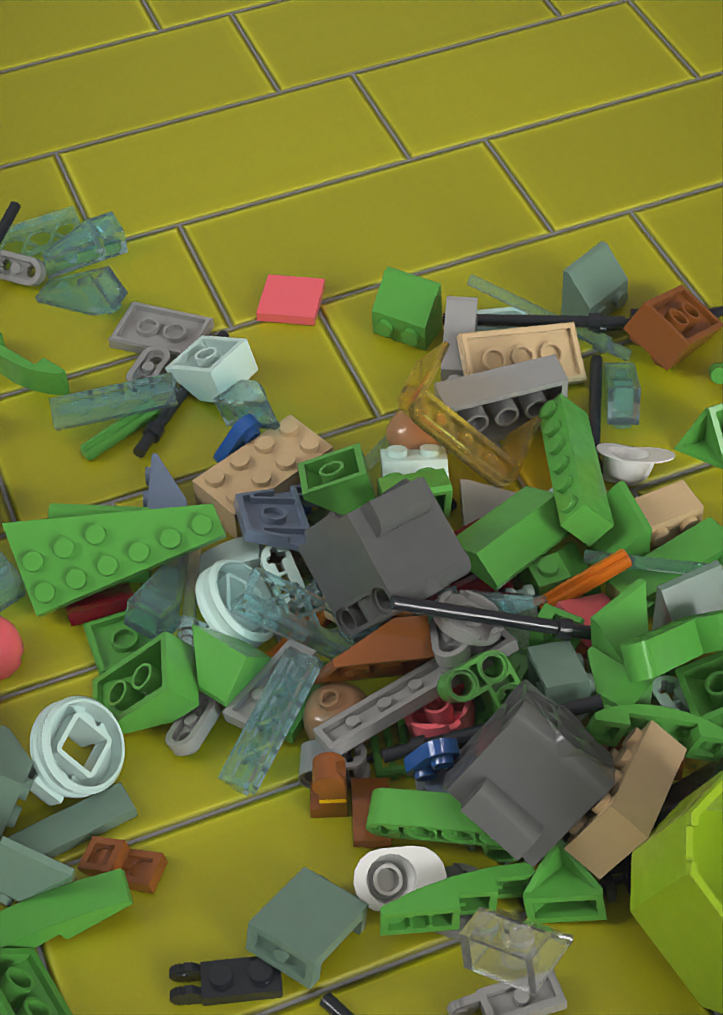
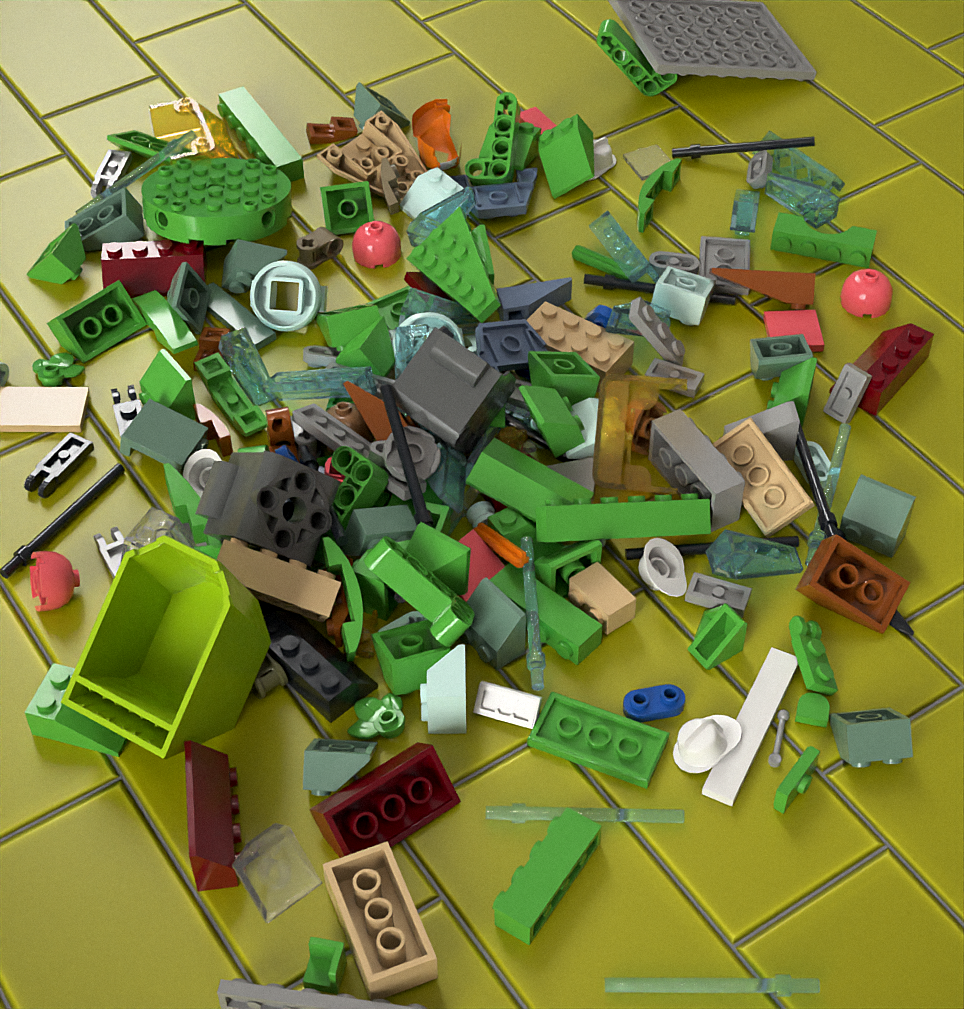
camera: 75 degrees right, 0 degrees up
(144, 265) = (849, 247): none -> bright green arch
(182, 818) = (246, 365): none -> clear light blue slope
(212, 910) = (168, 385): none -> bright green slope
(224, 288) = (783, 287): none -> dark orange wedge
(238, 847) = (229, 397): none -> bright green slope
(257, 232) = (866, 293): none -> coral cylinder
(280, 871) = (216, 428): none -> dark orange slope
(286, 389) = (656, 332): none -> light grey plate
(336, 404) = (665, 369): none -> light grey plate
(348, 306) = (775, 354): none -> sand green slope
(372, 239) = (891, 363): none -> dark red slope
(416, 259) = (847, 393): none -> light grey plate
(664, 426) = (715, 592): none -> light grey plate

